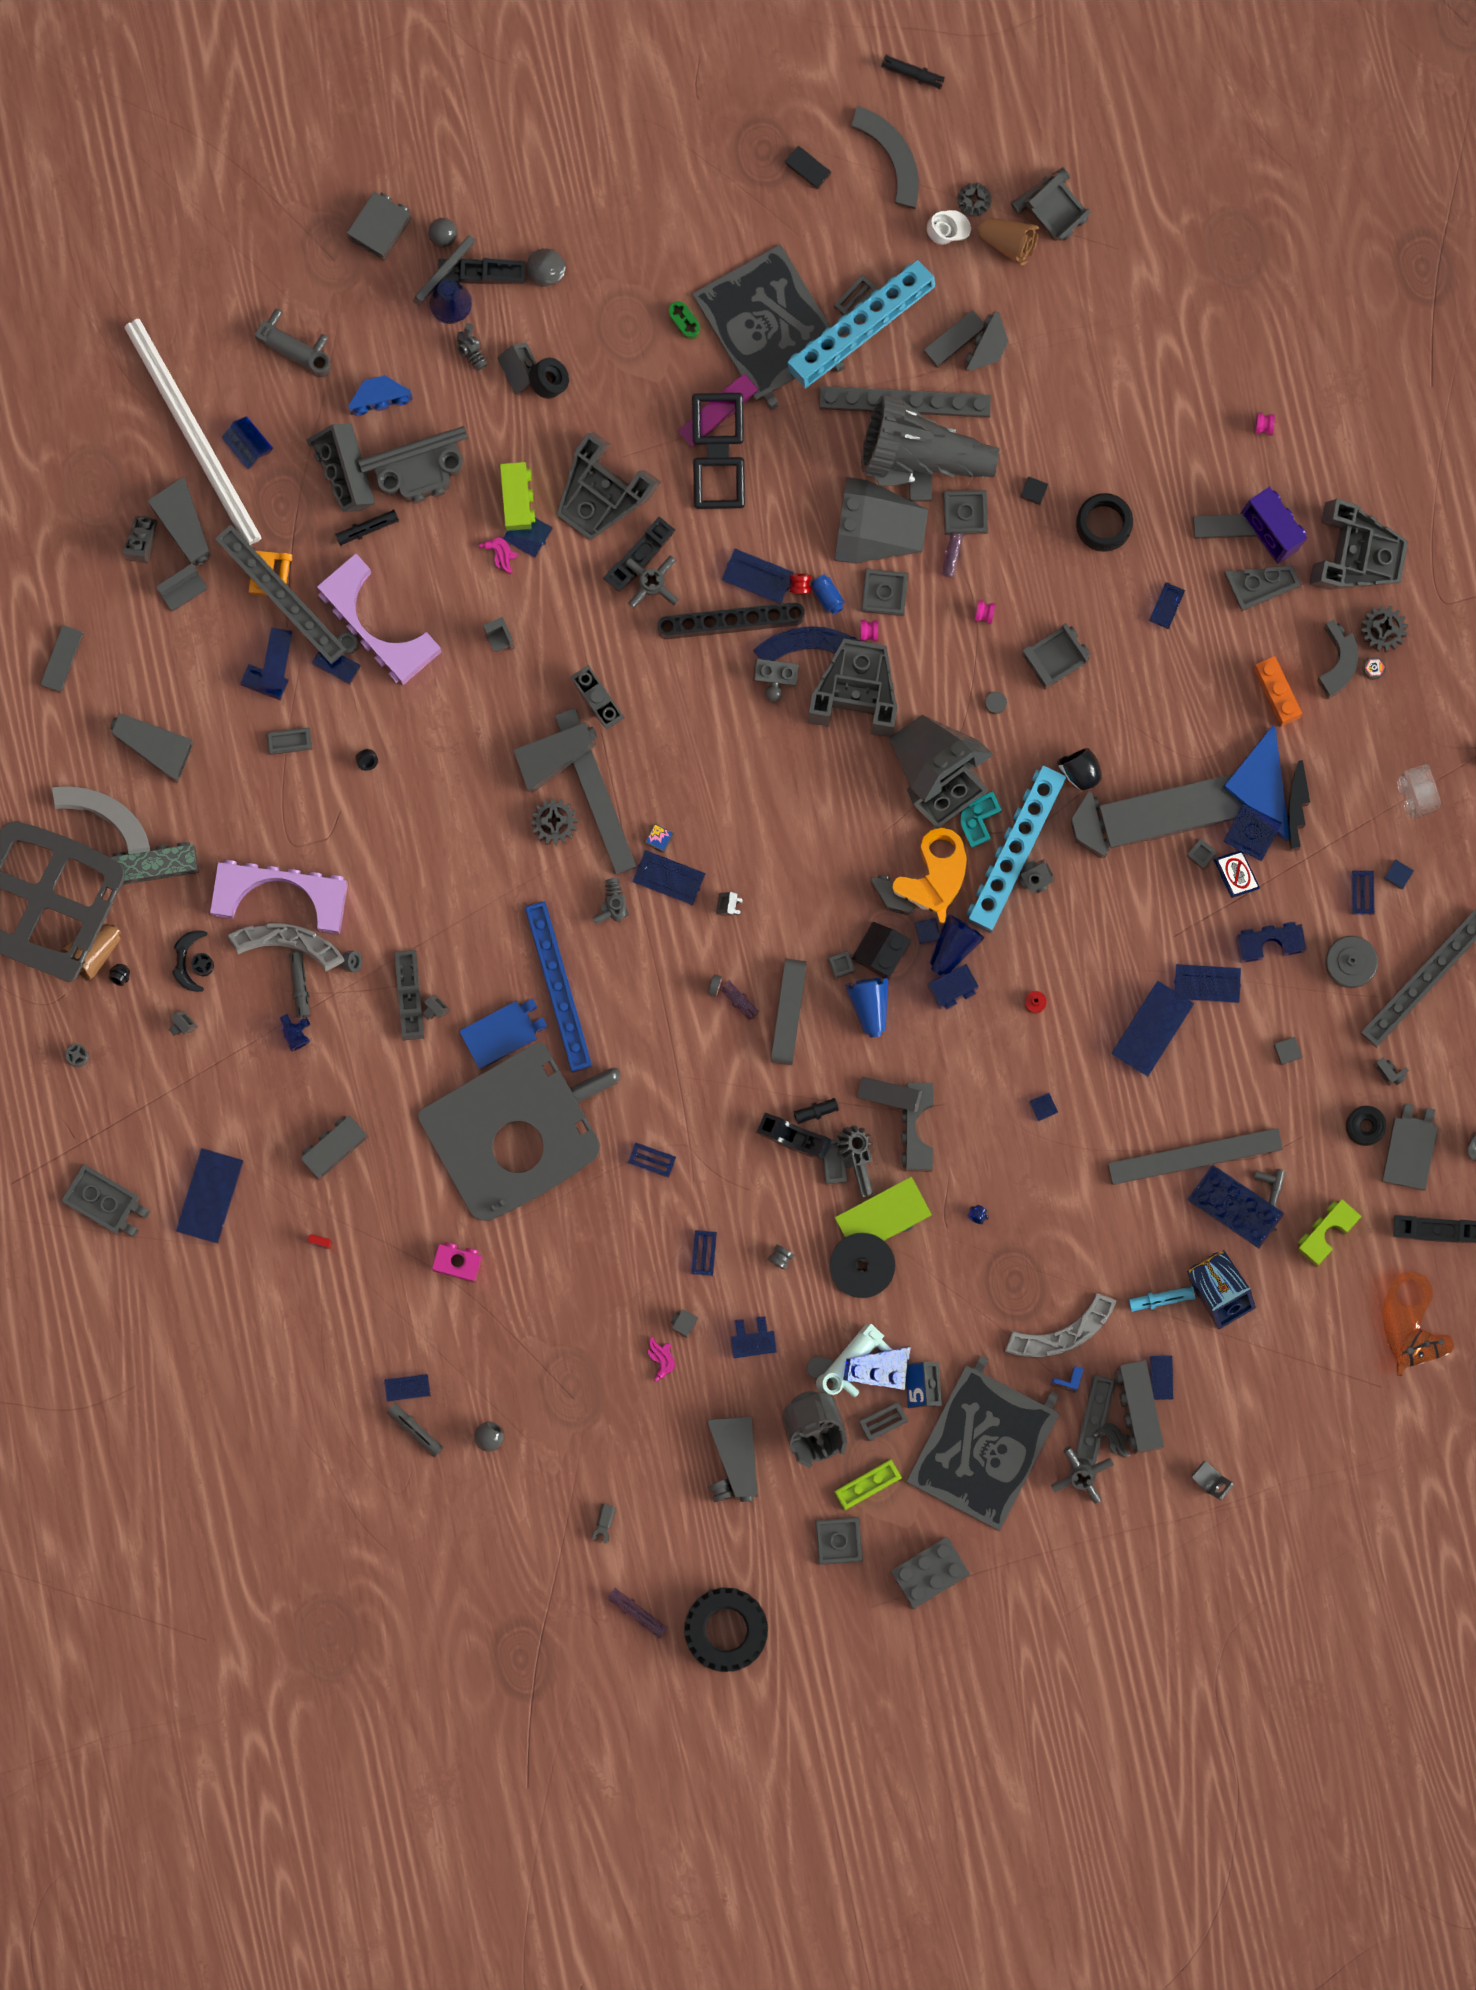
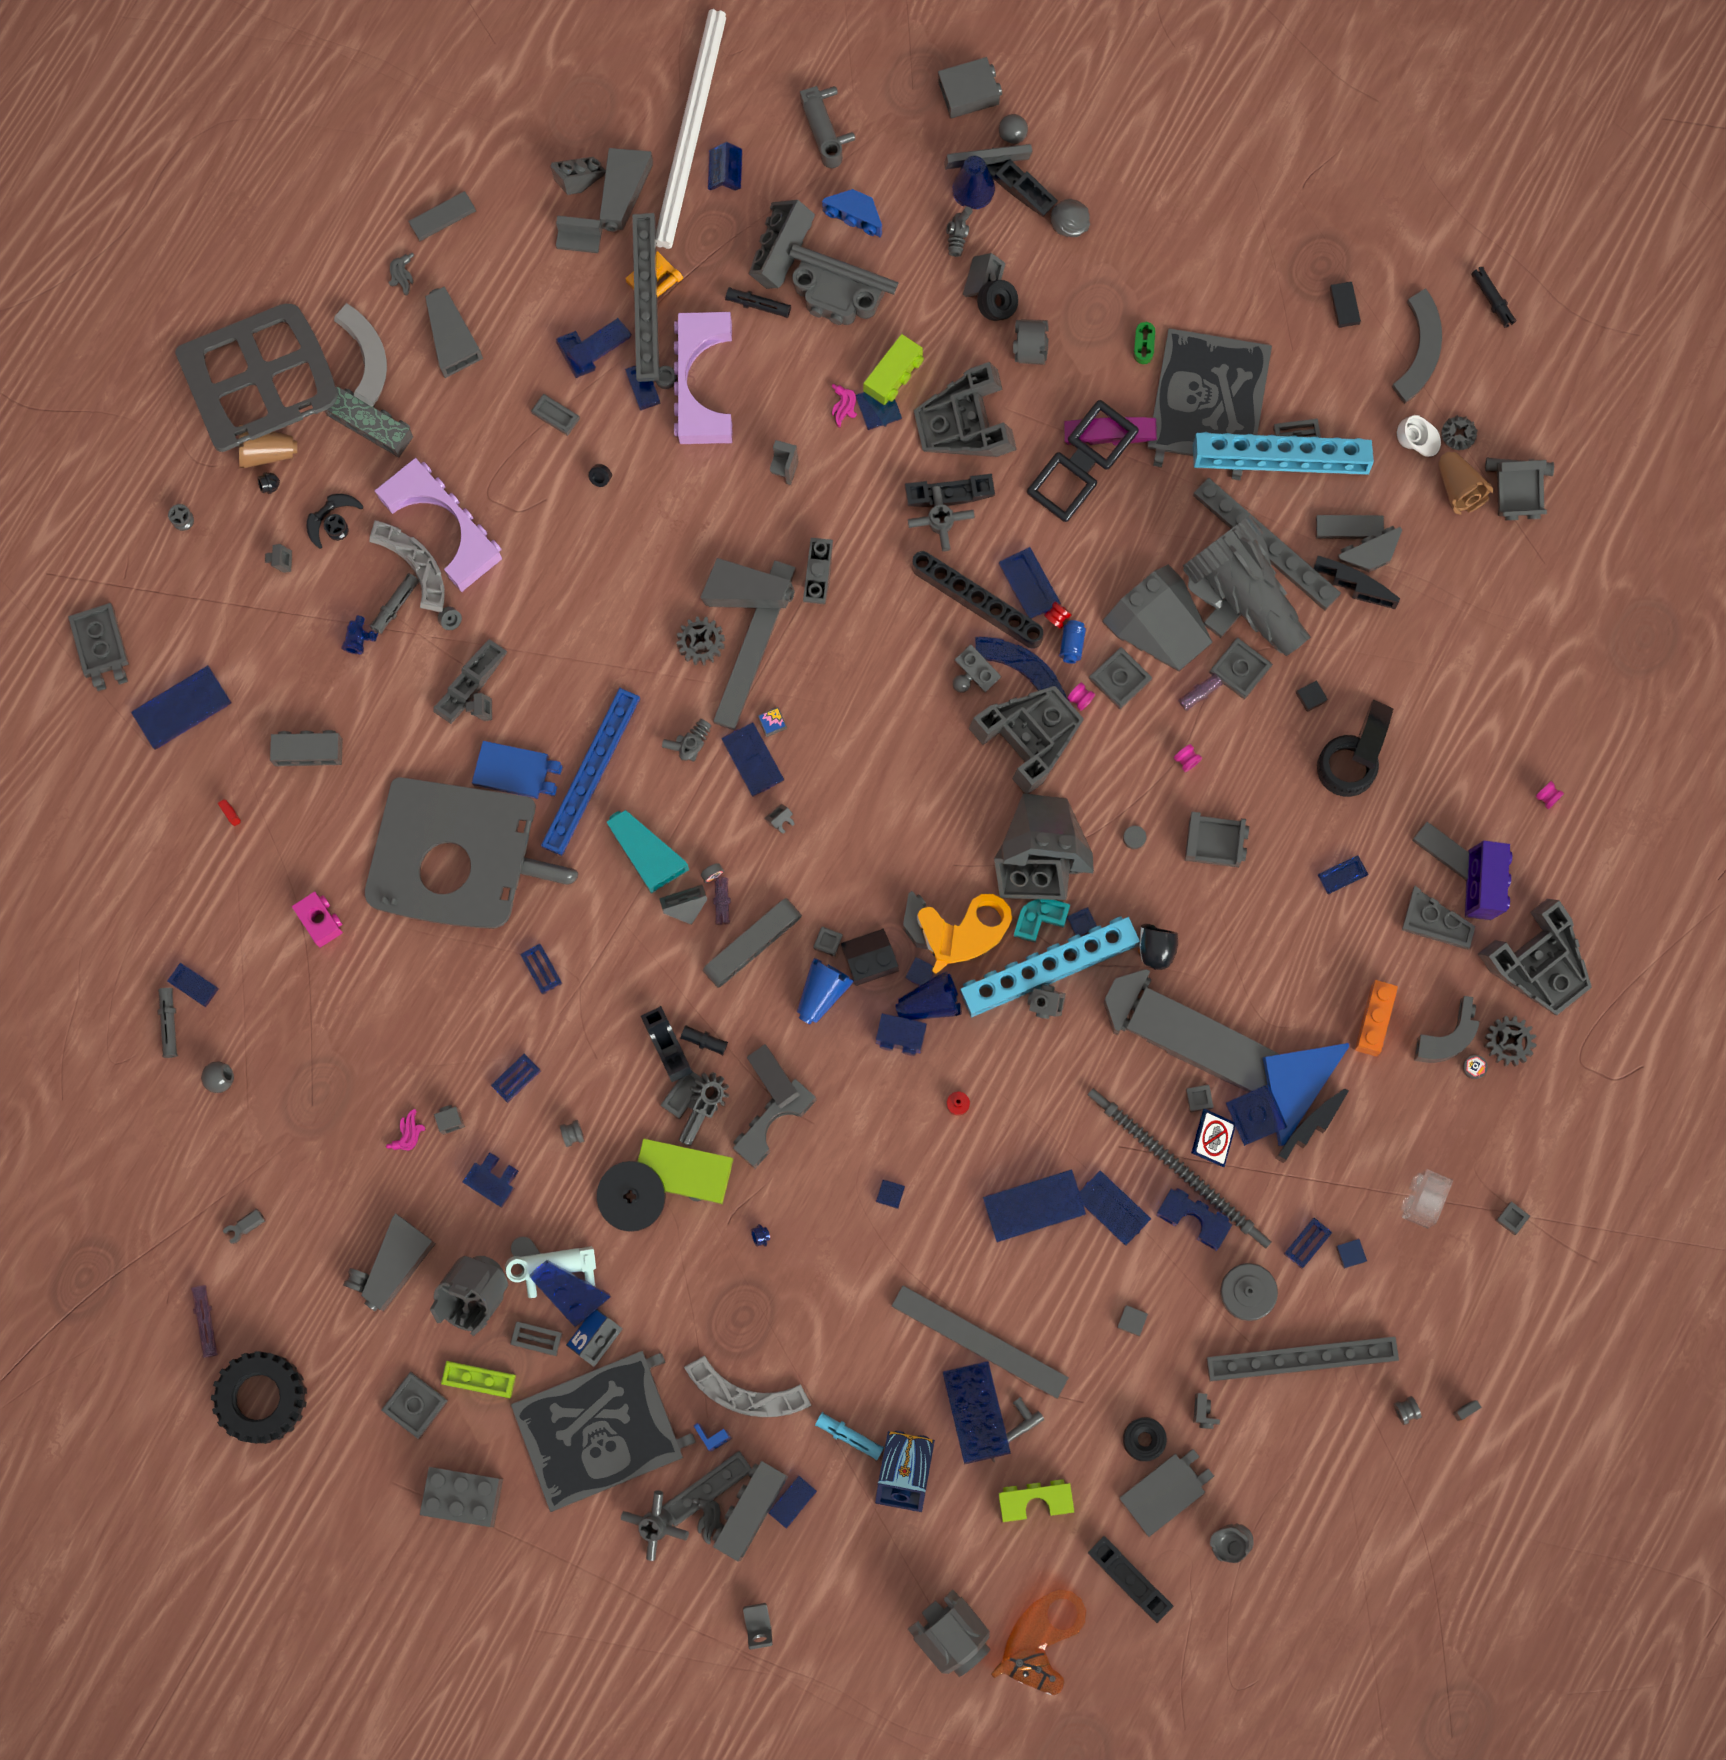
camera: 45 degrees right, 5 degrees down
(70, 731) = (400, 274): none -> dark grey piece
(603, 389) = (1031, 341): none -> dark grey brick
(654, 1011) = (648, 854): none -> teal slope
(714, 1025) = (684, 904): none -> dark grey slope
(1003, 377) = (1364, 587): none -> black slope
(1011, 797) = (1081, 922): none -> clear blue tile
(1104, 484) = (1372, 734): none -> black slope
(1148, 914) = (1247, 1226): none -> dark grey hose
(1350, 1371) = (953, 1635): none -> dark grey piece

